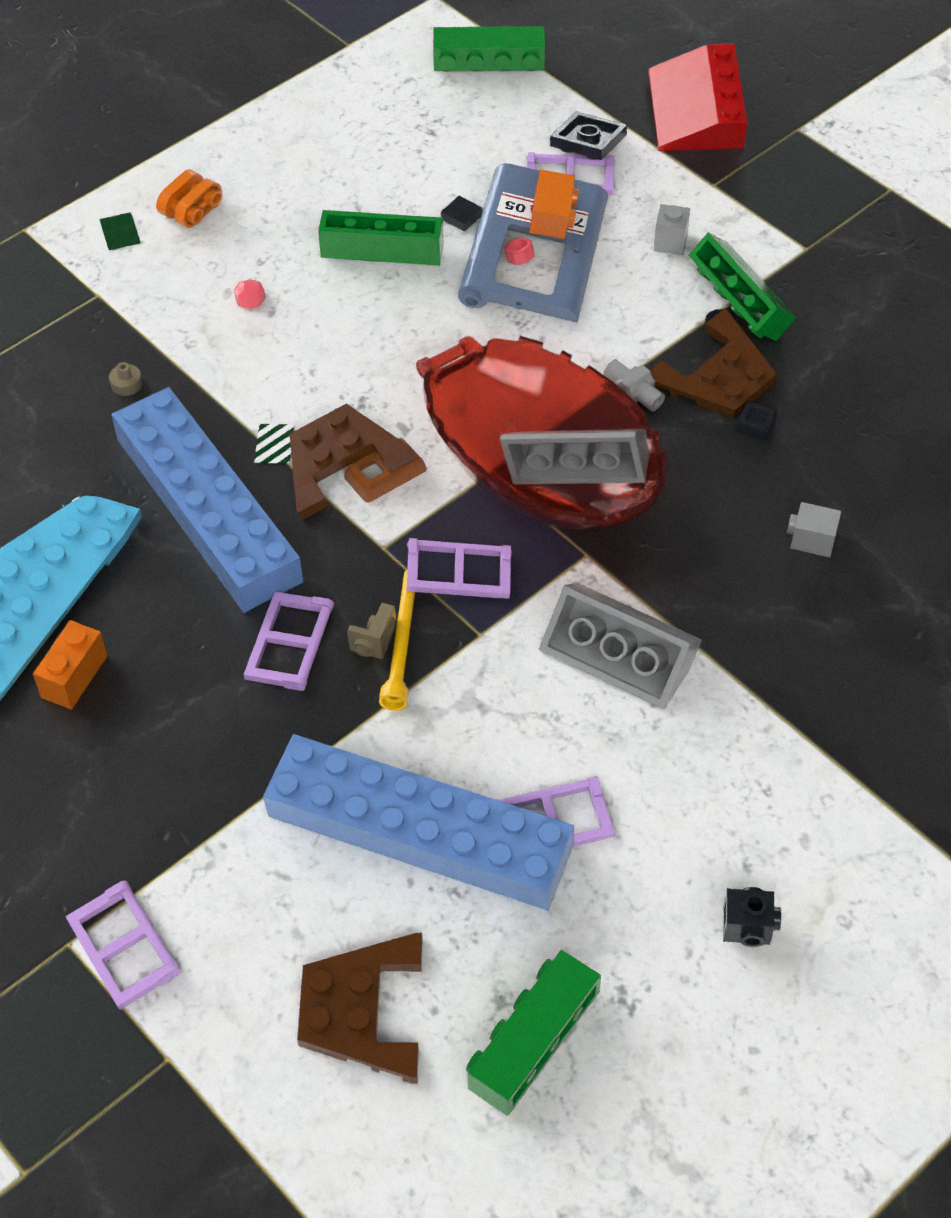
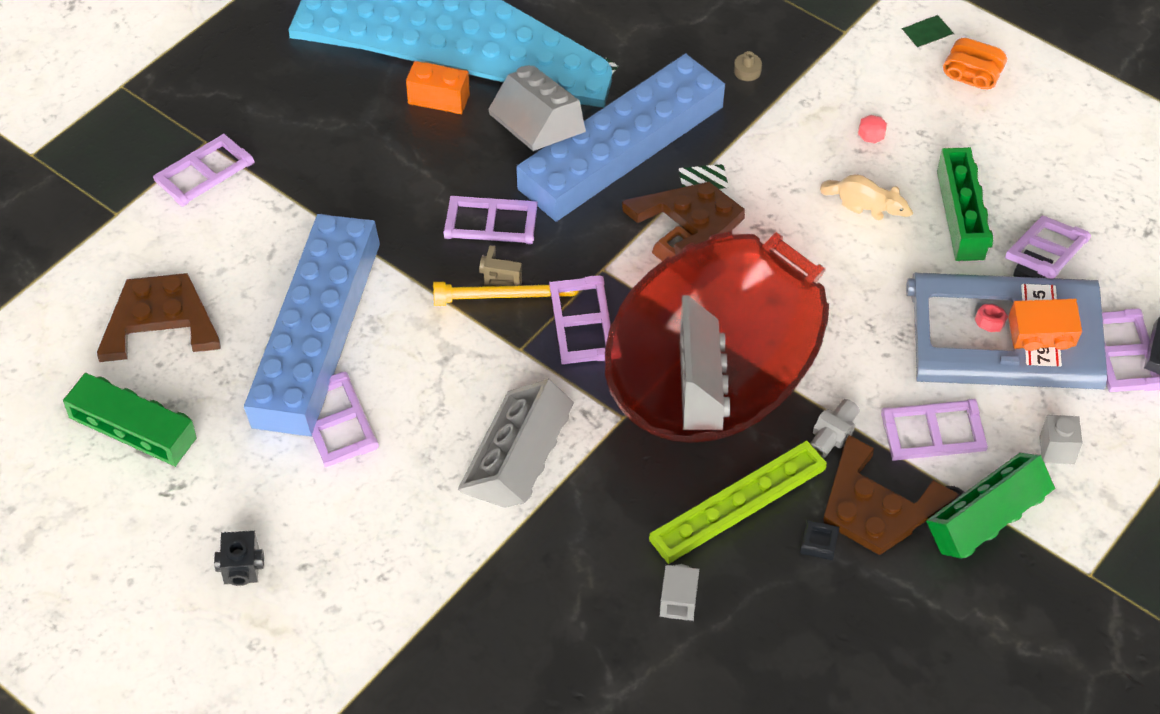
camera: 80 degrees right, 0 degrees up
(156, 558) = (537, 109): none -> light grey slope
(341, 312) = (862, 193): none -> animal
(434, 204) = (1045, 268): none -> lavender window
(626, 346) = (938, 448): none -> lavender window
(712, 472) = (737, 502): none -> lime plate

